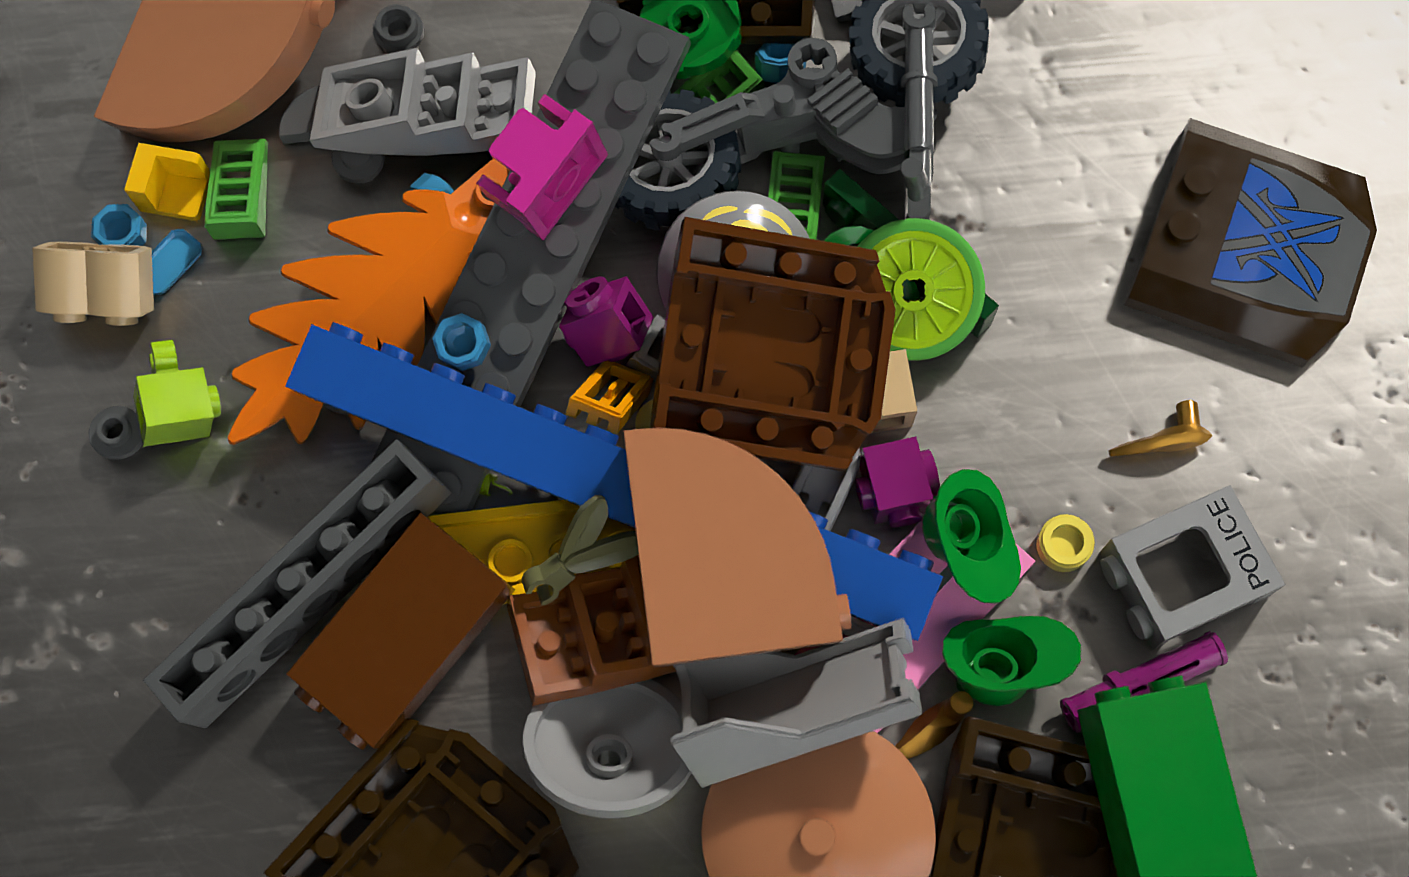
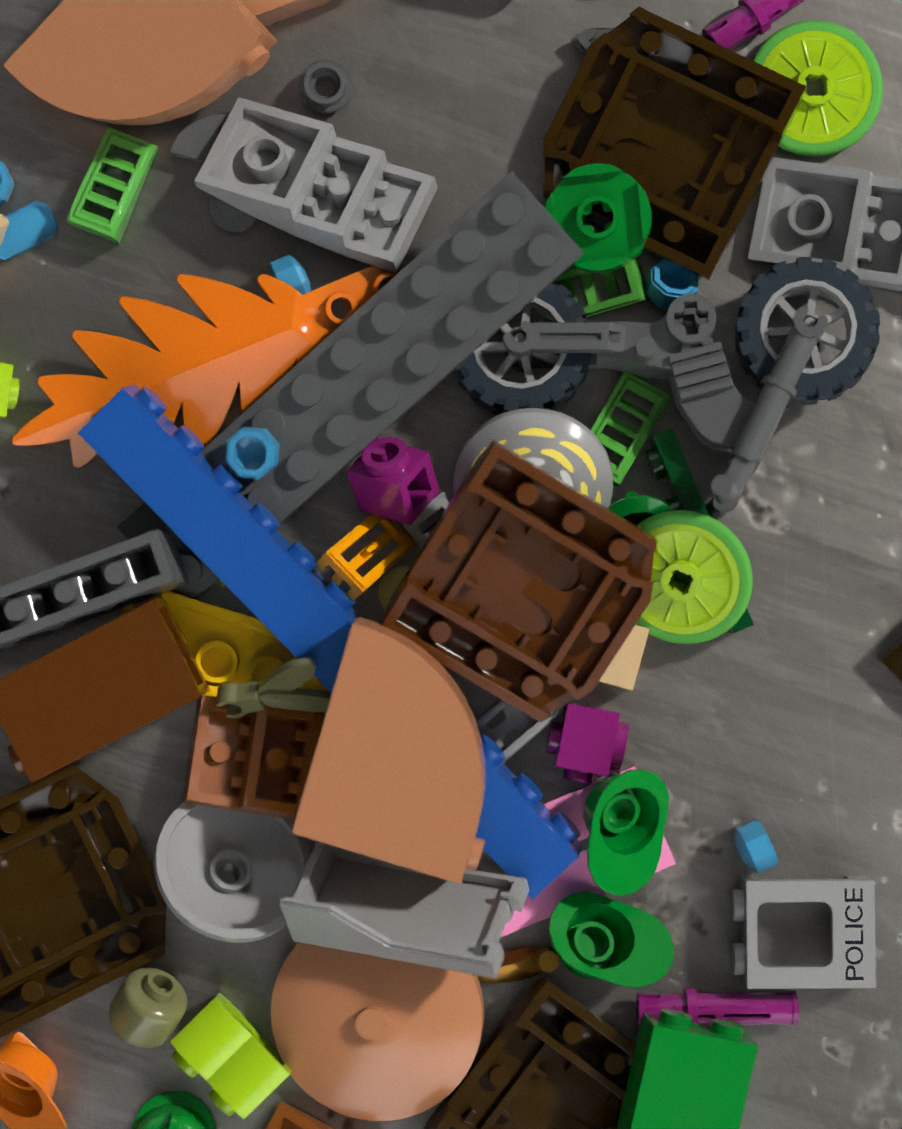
camera: 20 degrees right, 15 degrees up
(168, 182) = (49, 156): yellow panel -> none
(545, 164) = (387, 334): dark pink panel -> none
(1065, 543) = (711, 857): light yellow tile -> none
(1102, 510) = (754, 846): none -> dark azure tile
(1176, 438) = (868, 810): pearl gold bar -> none

